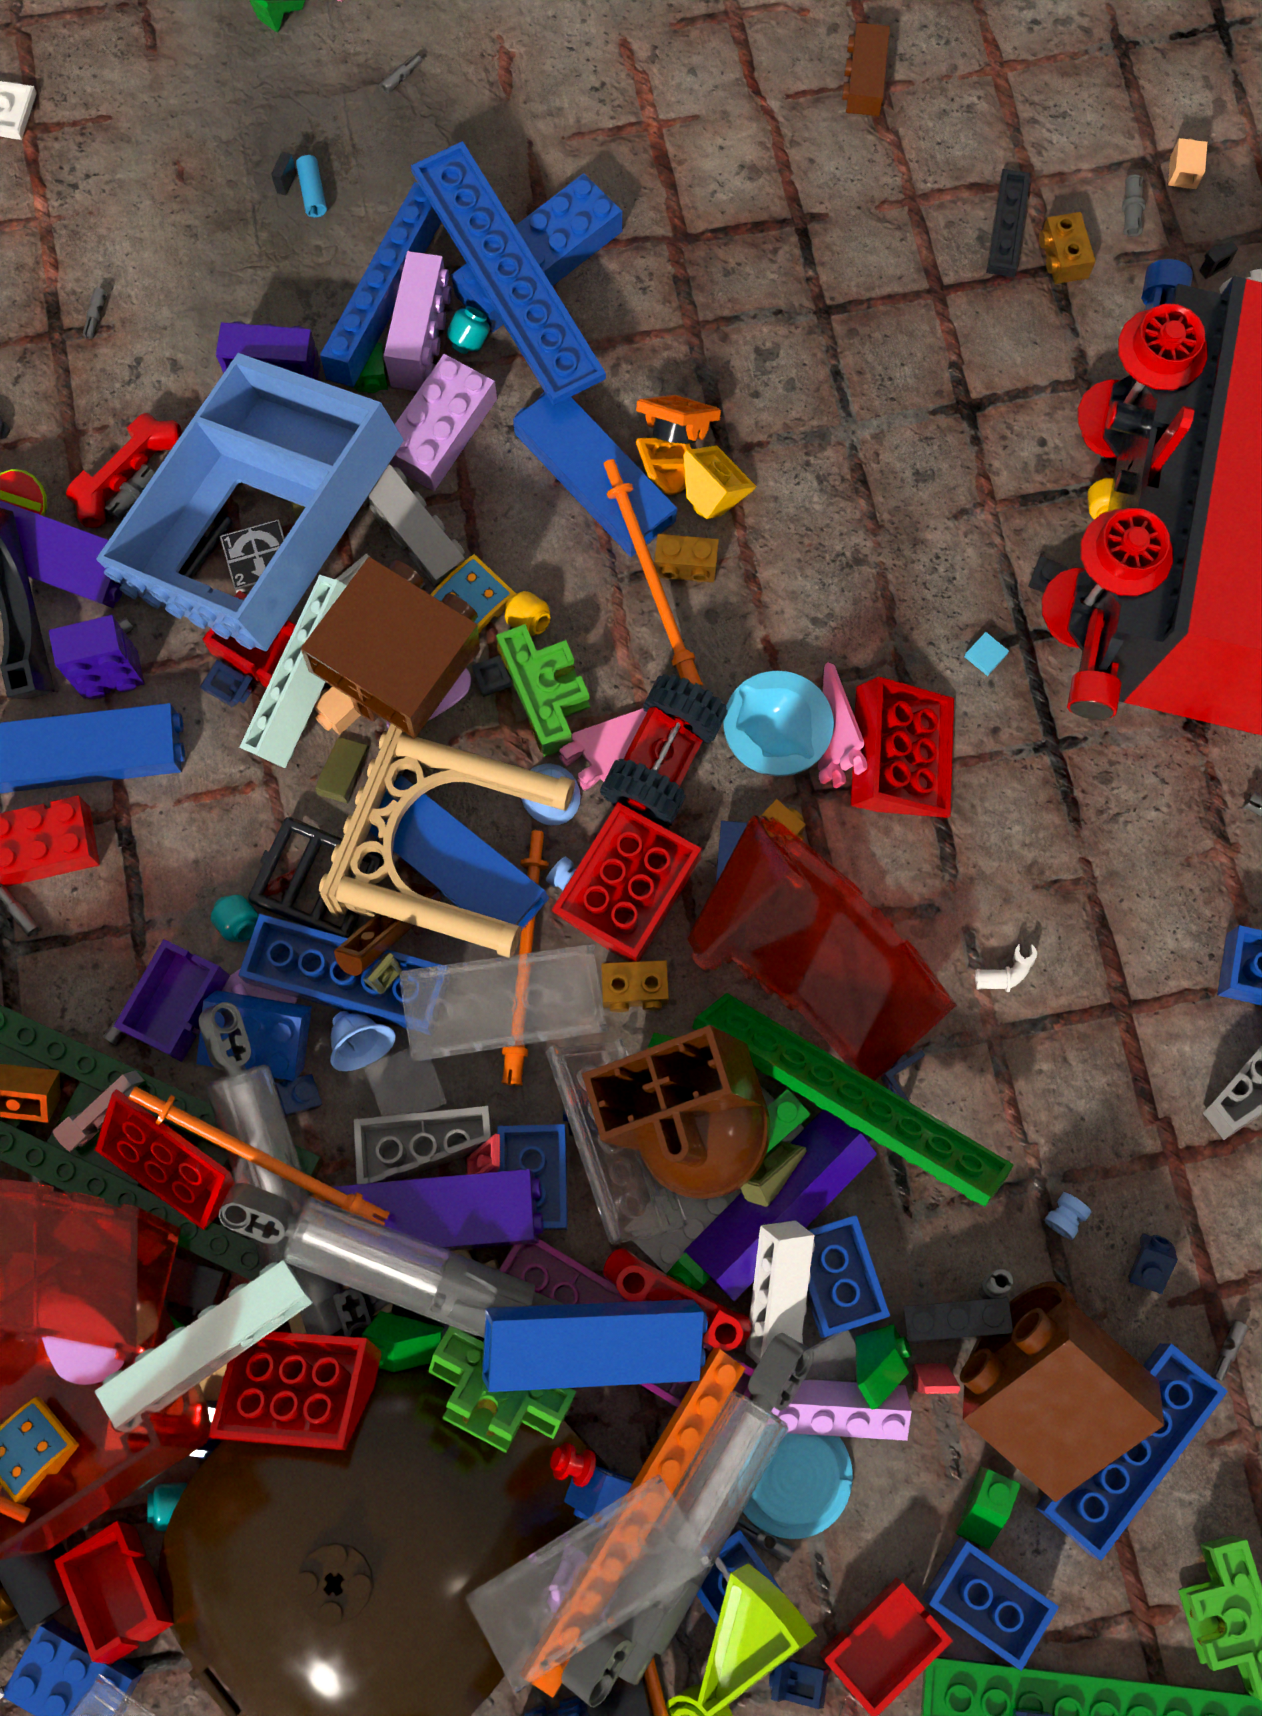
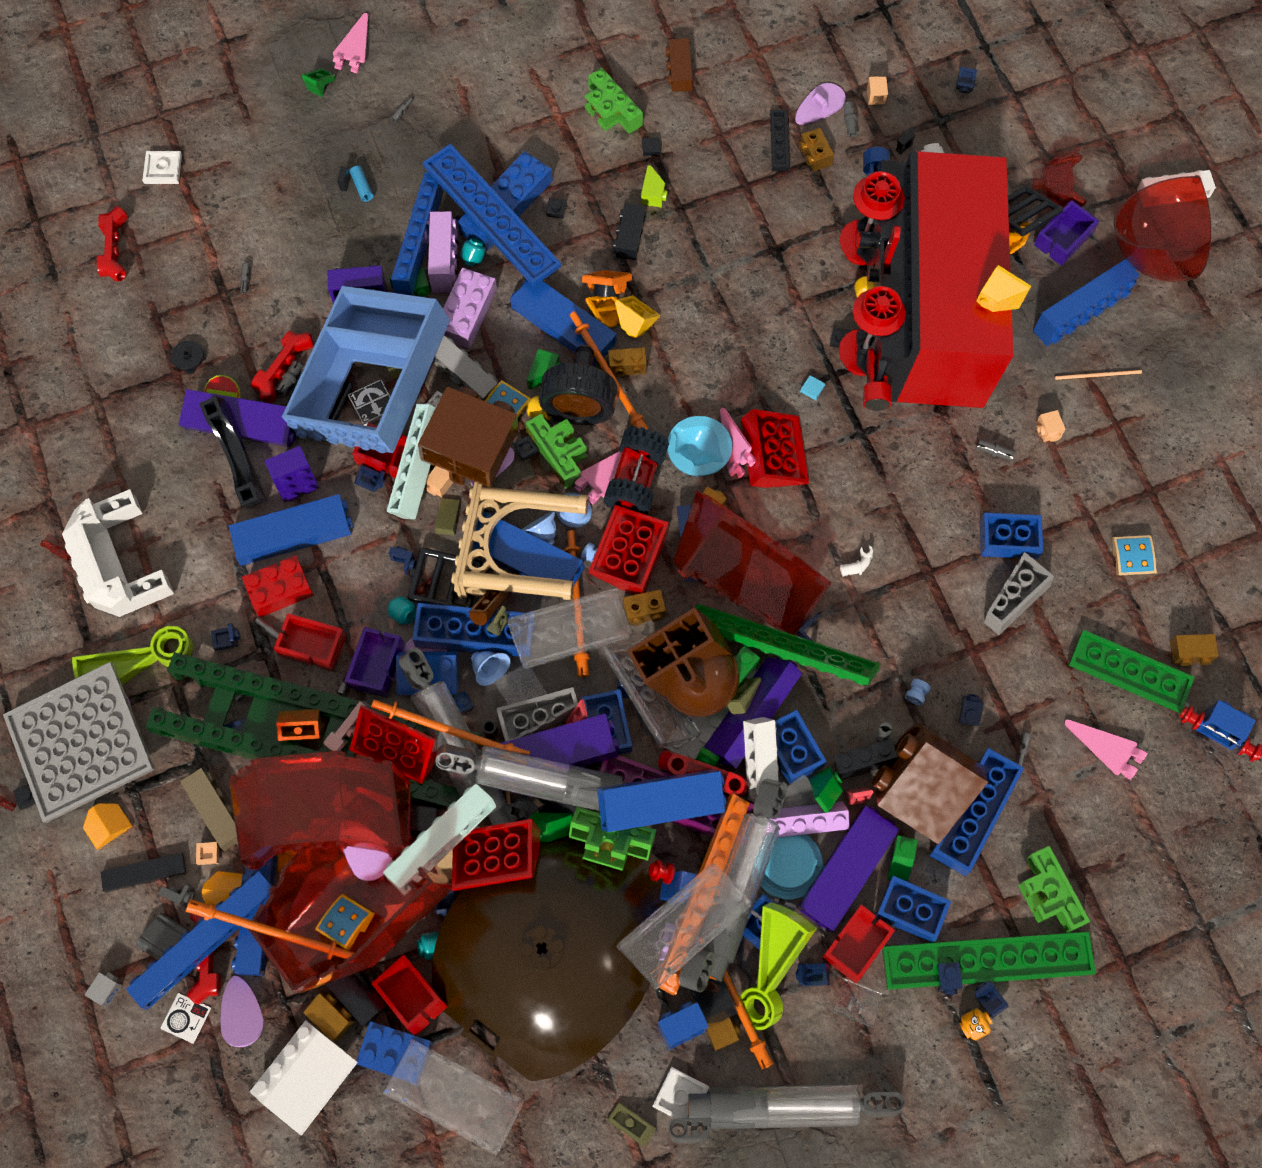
camera: 10 degrees left, 5 degrees down
(74, 947) = (310, 642): none -> red piece
(254, 823) = (403, 556): none -> dark blue bracket
(332, 1141) = (489, 723): none -> black hinge
(491, 820) = (543, 528): none -> light blue hat
(545, 546) = (541, 363): none -> green slope
(593, 596) = (578, 391): none -> black wheel
(619, 278) = (556, 208): none -> black plate
(732, 336) = (629, 231): none -> black brick
(742, 116) = (611, 103): none -> bright green piece
(784, 272) = (653, 189): none -> lime slope
(794, 199) = (650, 146): none -> black tile
(892, 1507) = (848, 868): none -> dark purple brick
(1088, 171) = (820, 103): none -> lavender shield

